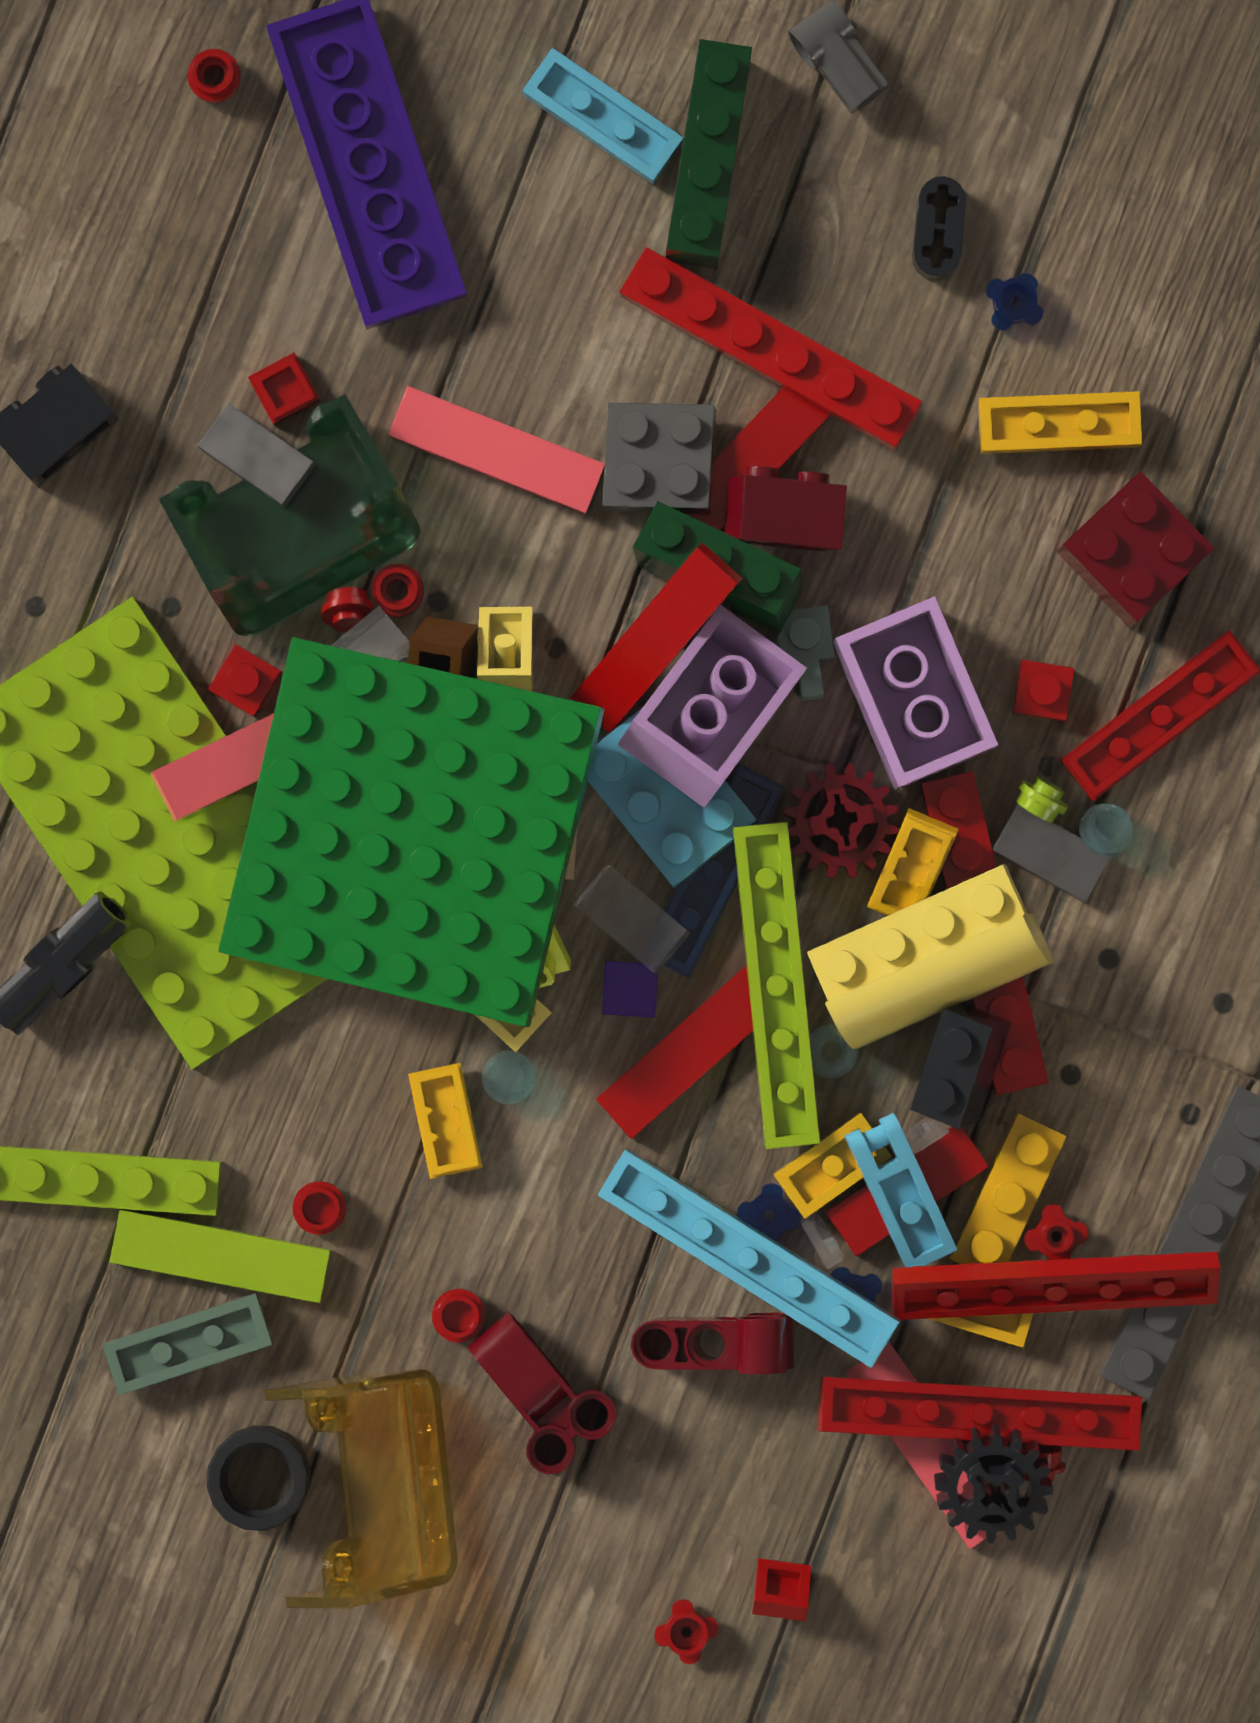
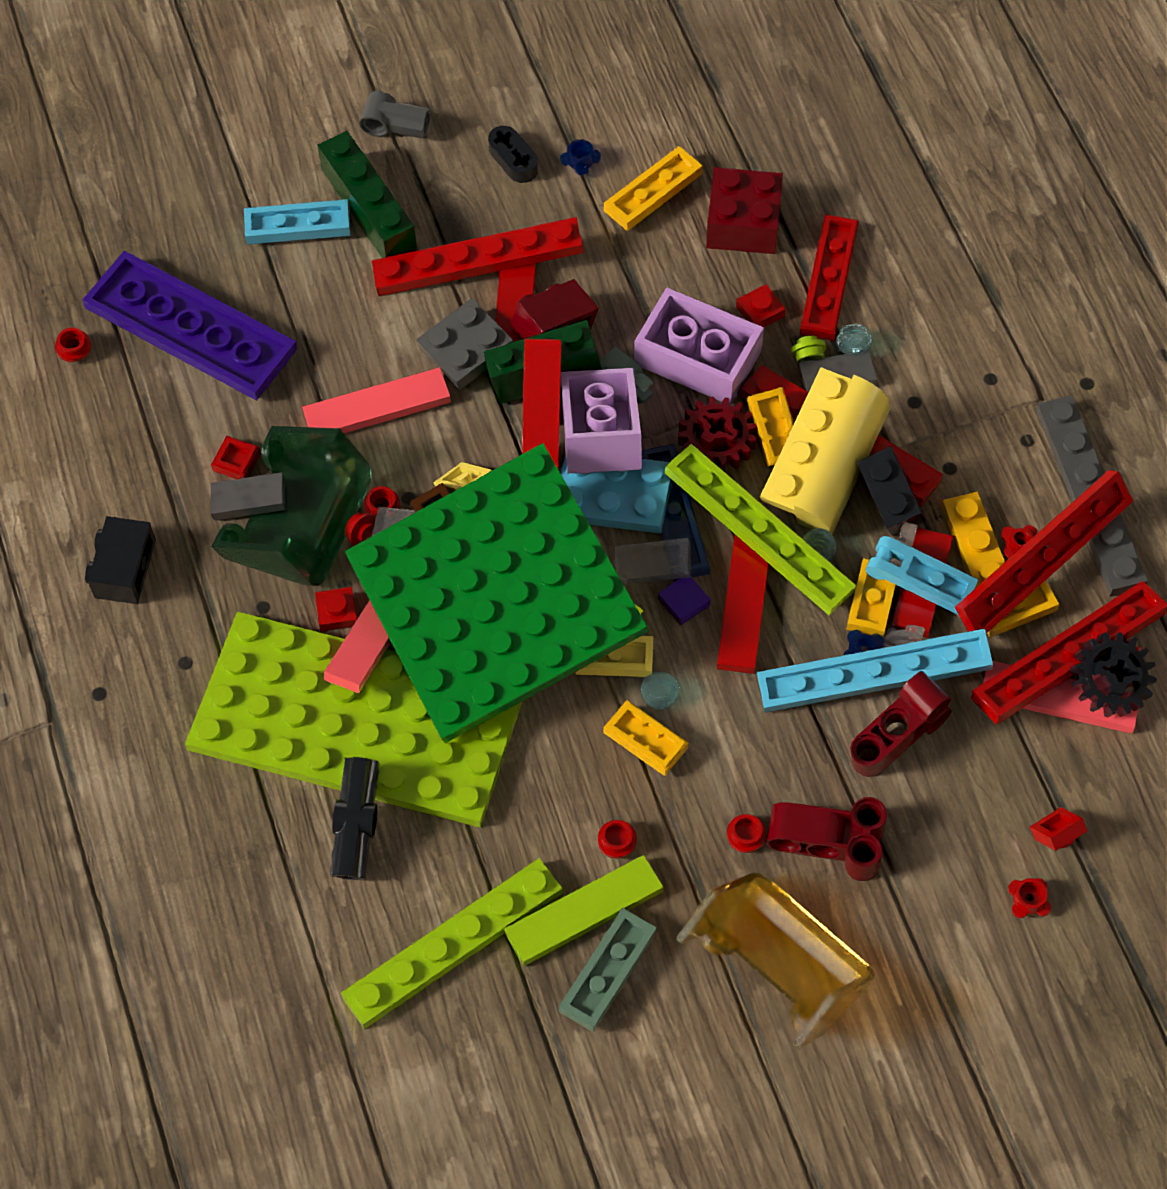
camera: 35 degrees left, 25 degrees down
(239, 1514) = (718, 979): black tyre -> none

